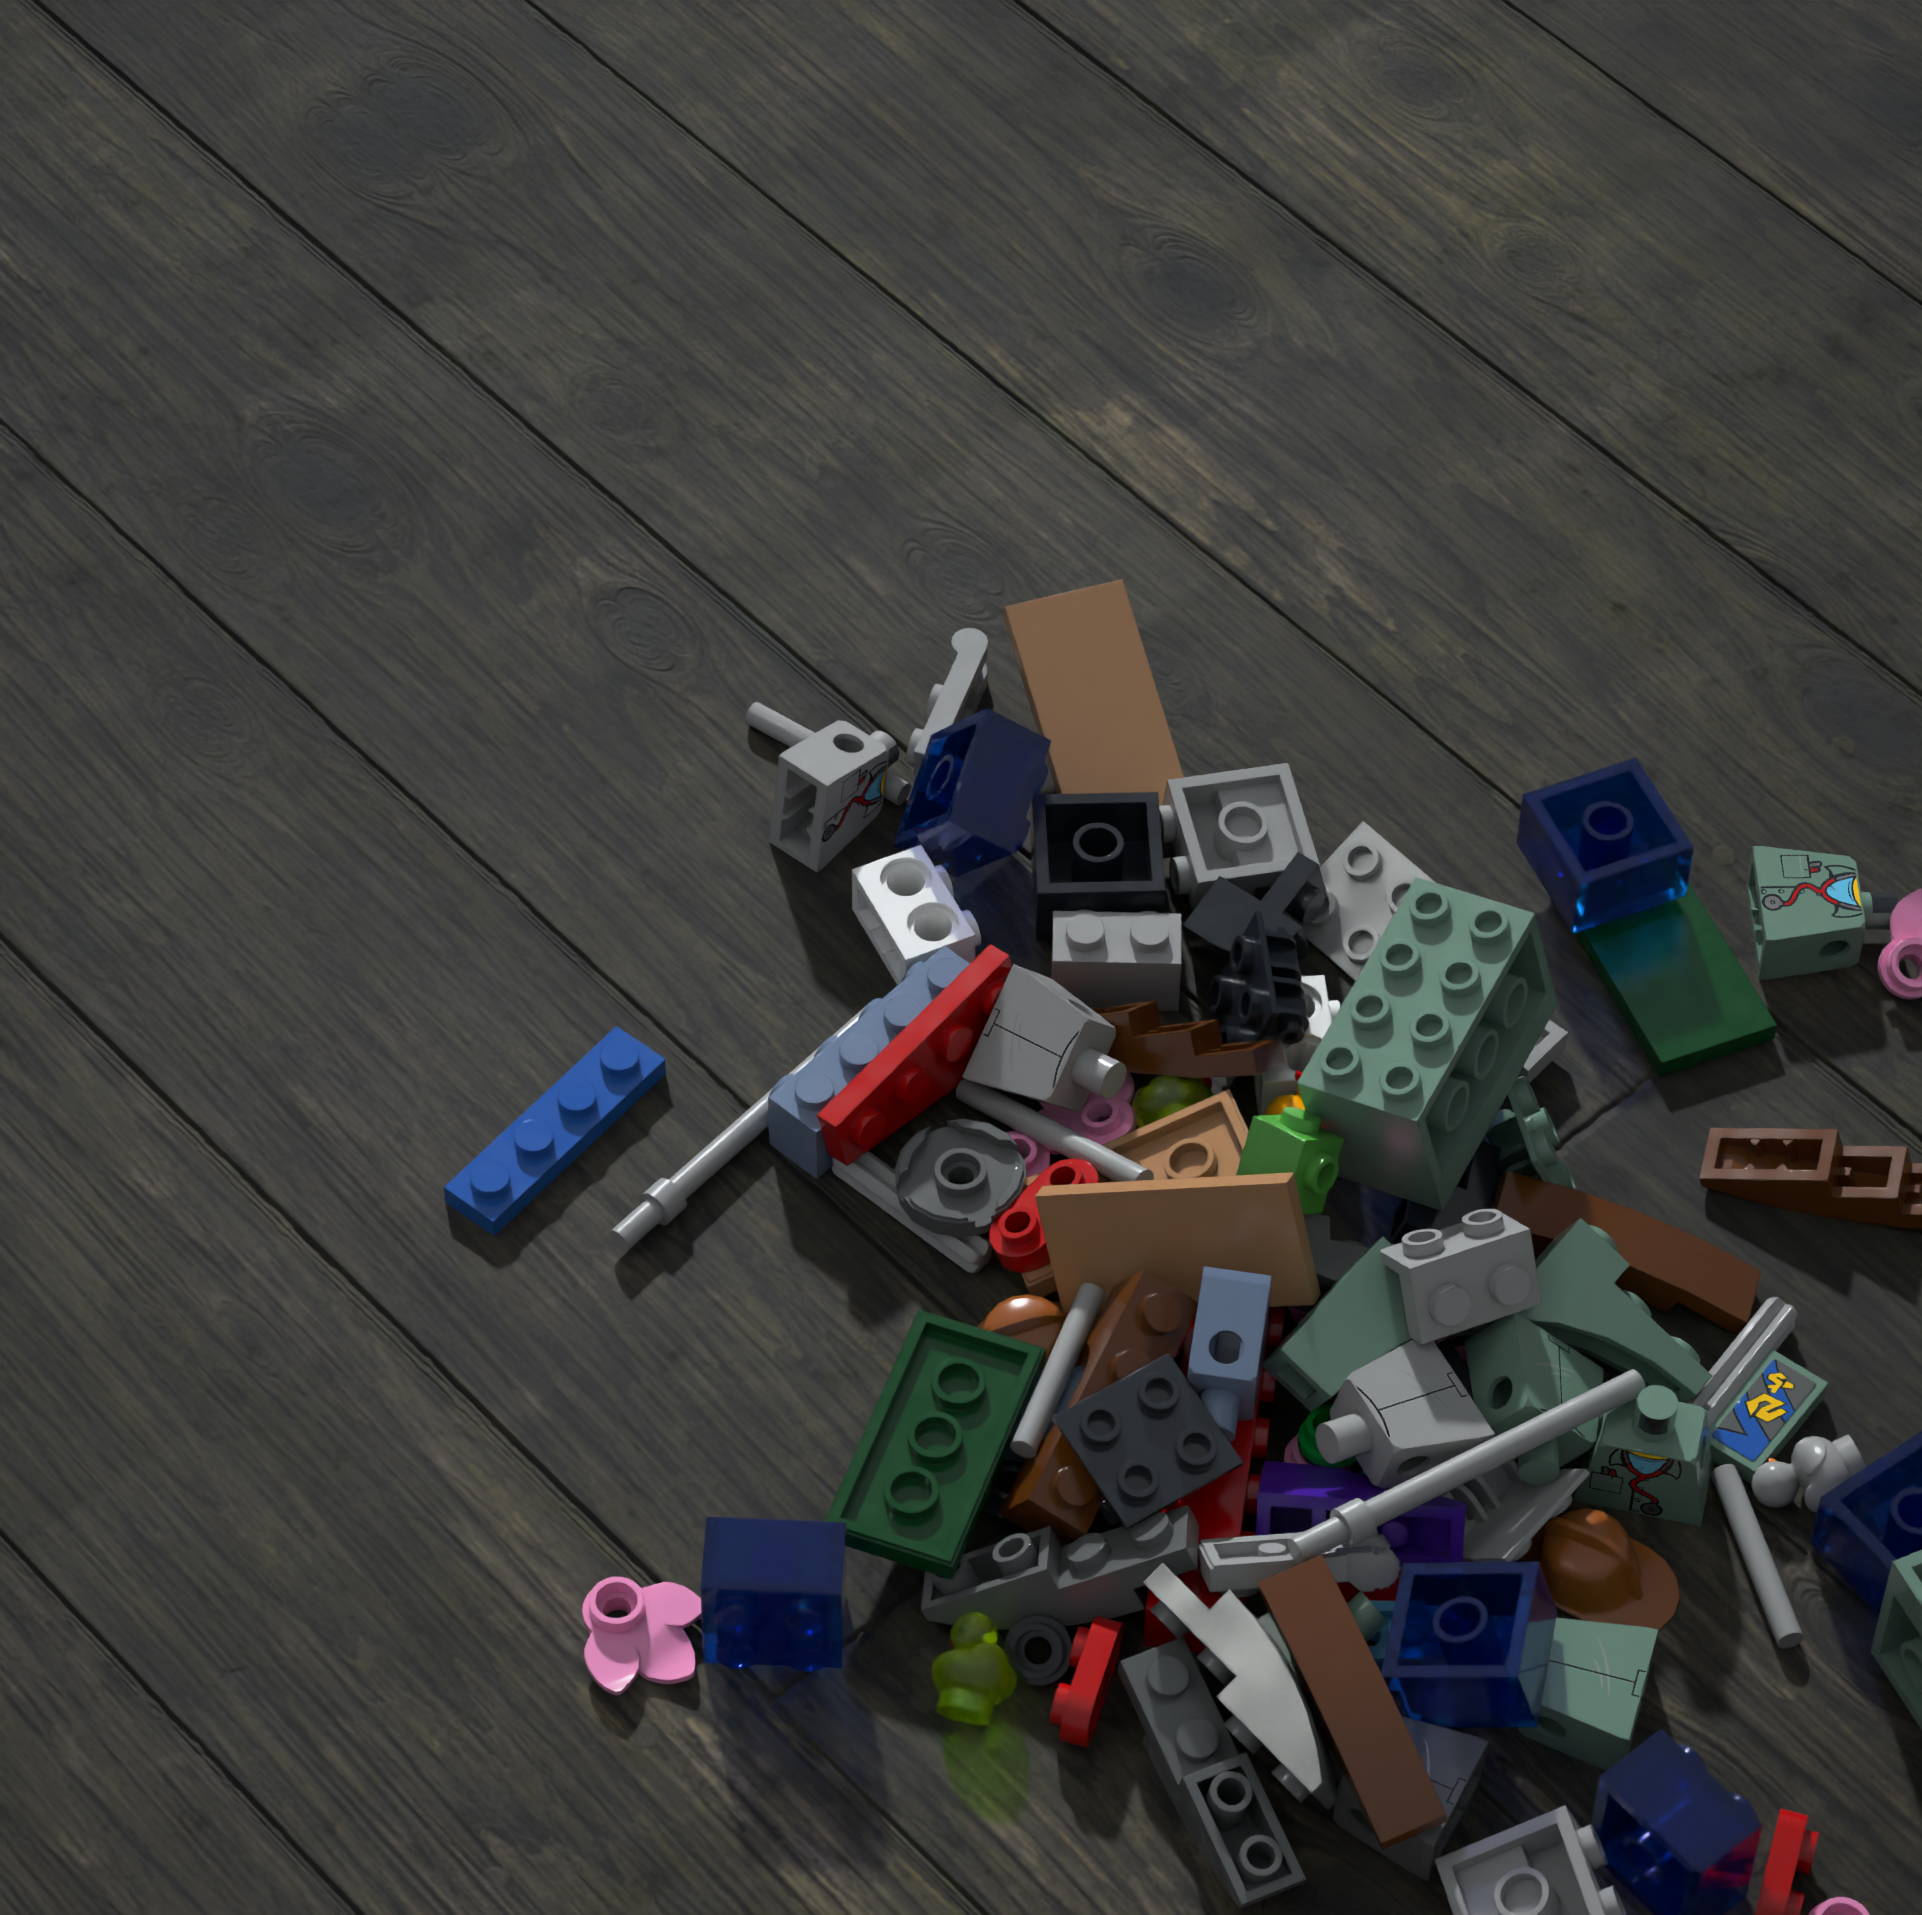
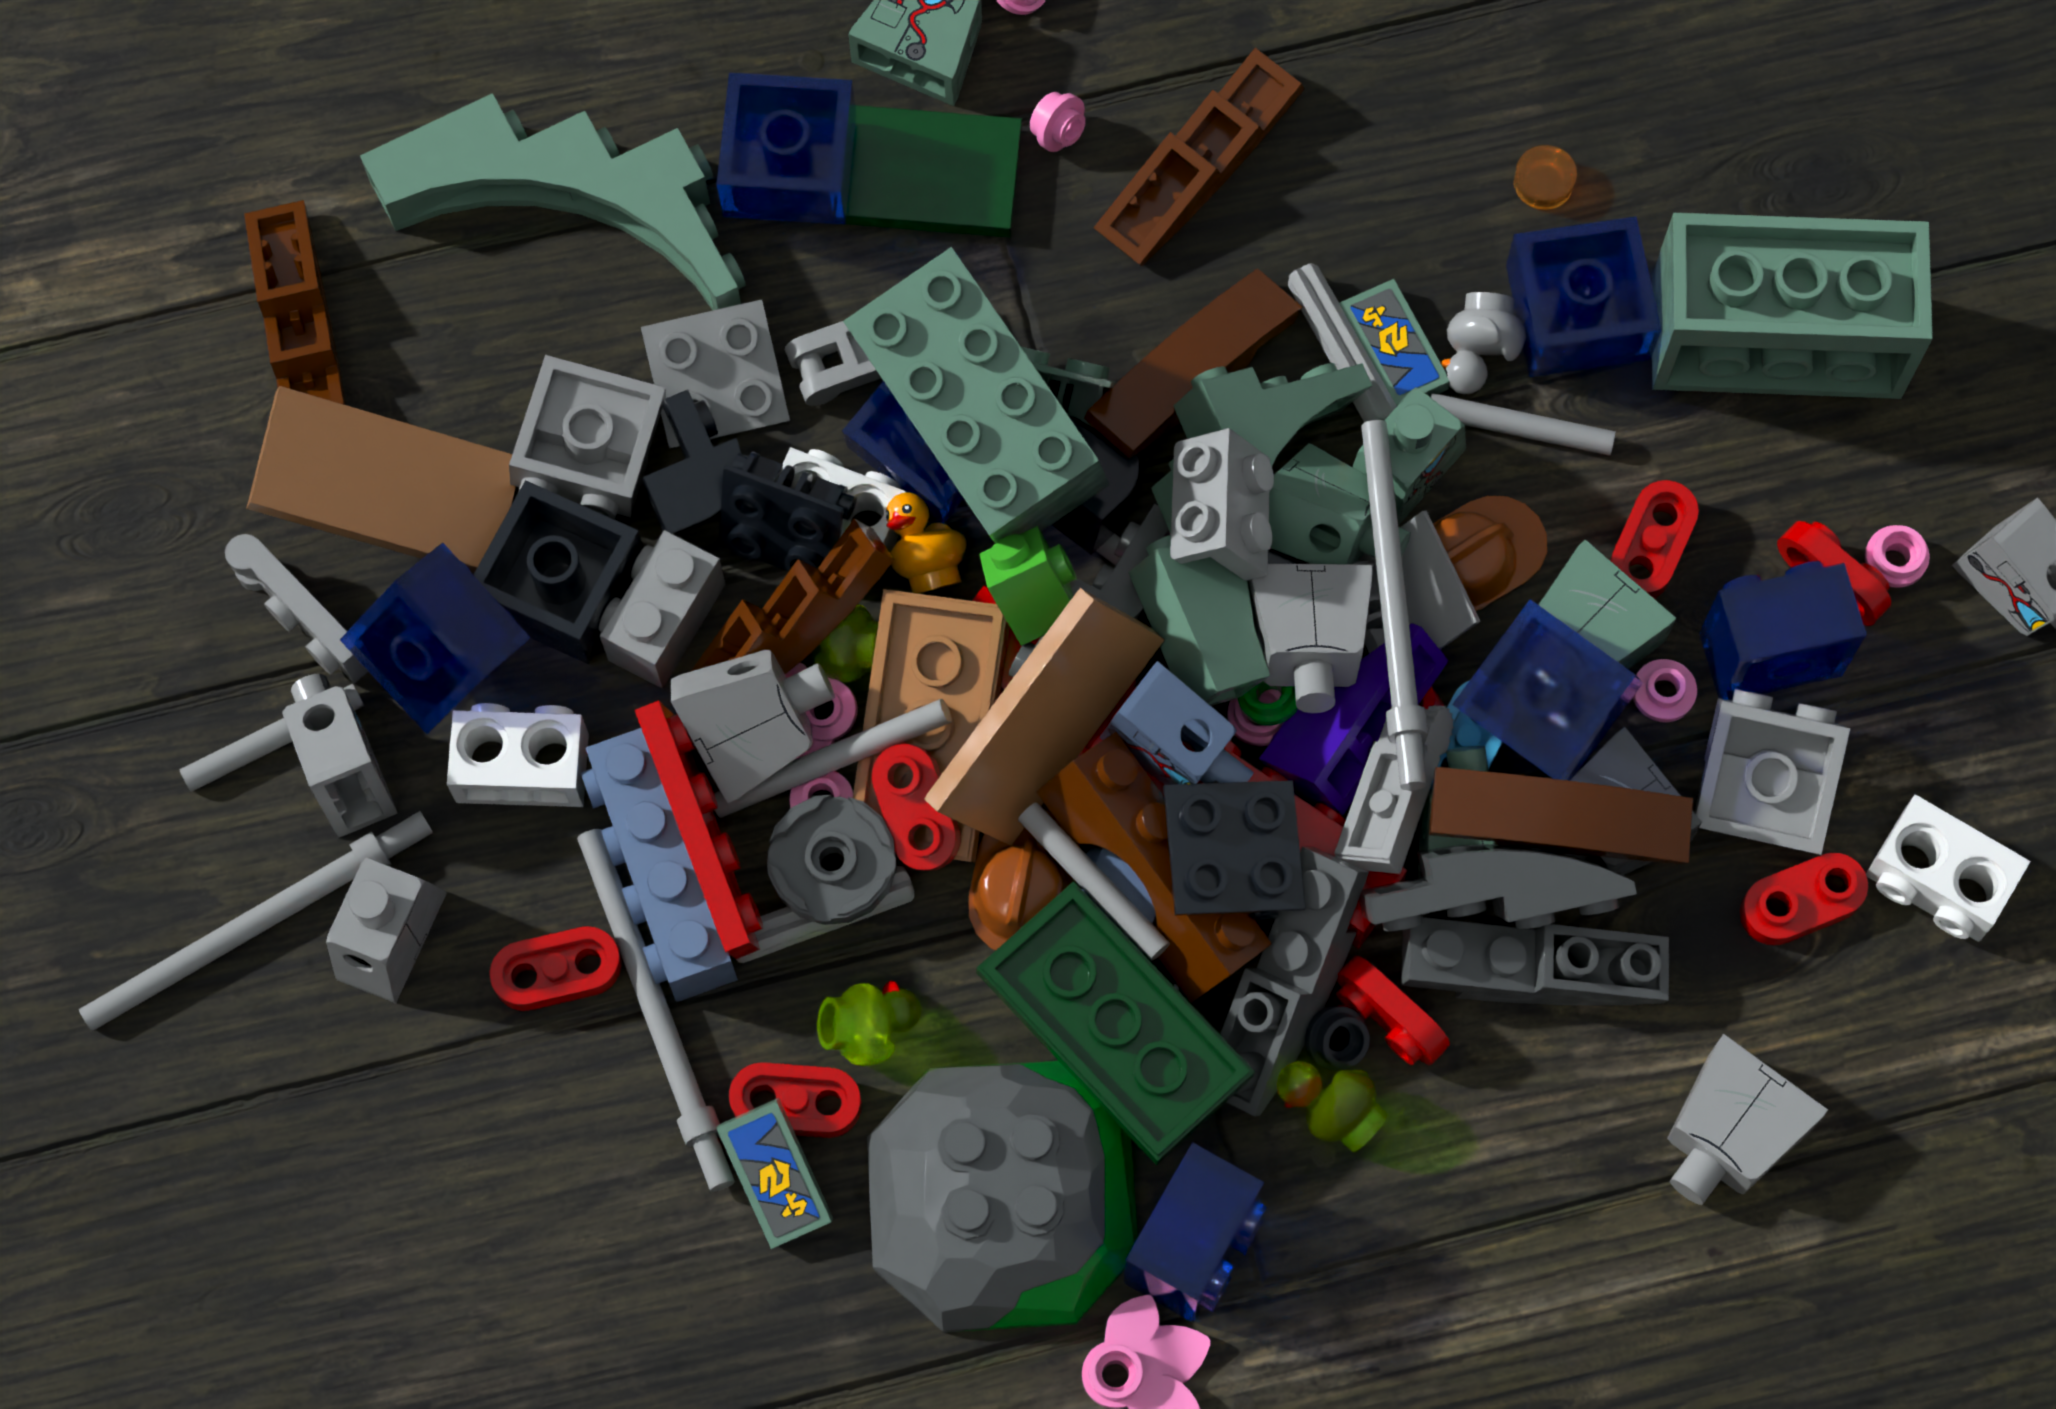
camera: 60 degrees left, 20 degrees up
(554, 1130) = (565, 1184): blue plate -> none
(649, 1266) = (774, 1173): none -> tile
(702, 886) = (383, 924): none -> light grey torso
(722, 1431) = (1000, 1197): none -> dark grey rock
(729, 1263) = (799, 1093): none -> red plate
(746, 1038) = (556, 963): none -> red plate
(759, 860) = (255, 921): none -> light grey bar
(828, 1267) = (864, 1019): none -> clear neon green animal
(1223, 591) = (293, 301): none -> reddish brown slope
(1457, 665) = (488, 160): none -> sand green arch
(1549, 1796) = (1665, 708): none -> bright pink plate
(1706, 1707) = (1653, 544): none -> red plate
(1797, 1040) = (1058, 121): none -> bright pink plate

